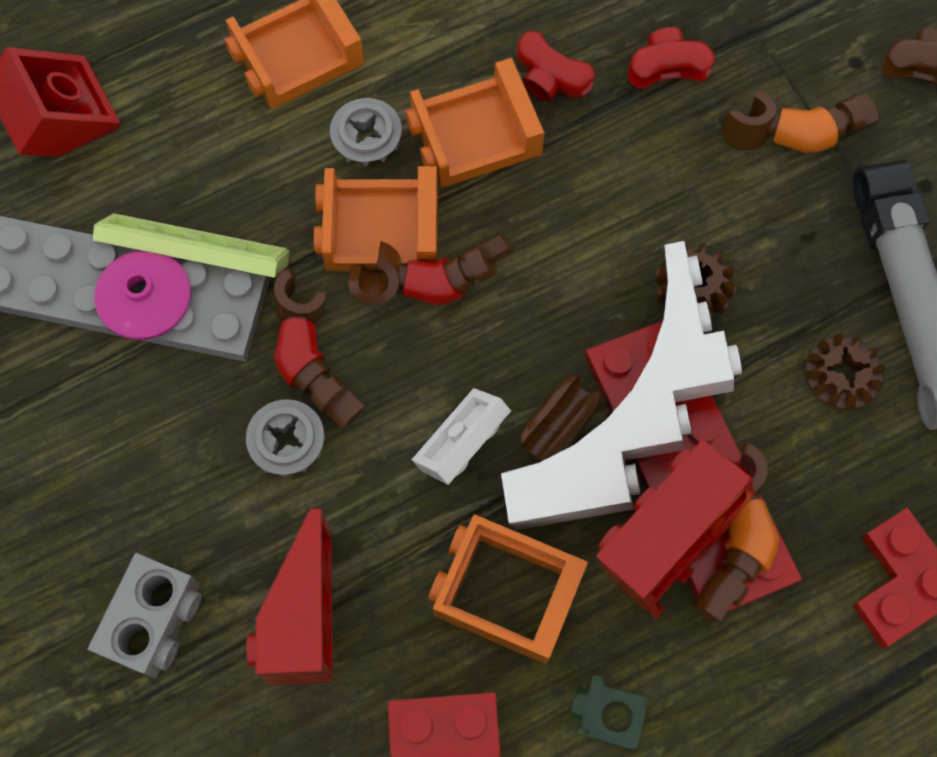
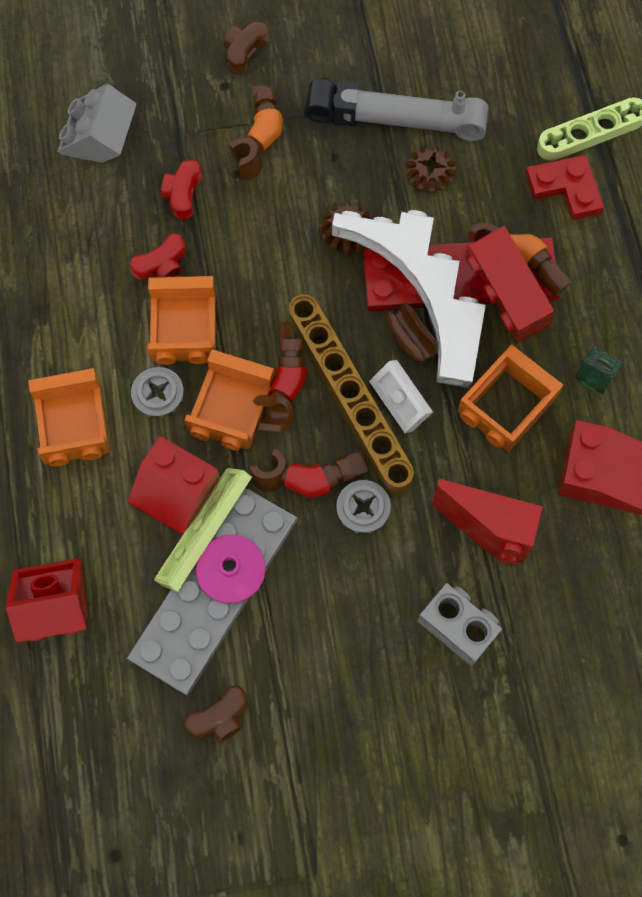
camera: 70 degrees left, 0 degrees up
(243, 189) = (172, 485): none -> red slope
(434, 387) = (355, 408): none -> pearl gold beam

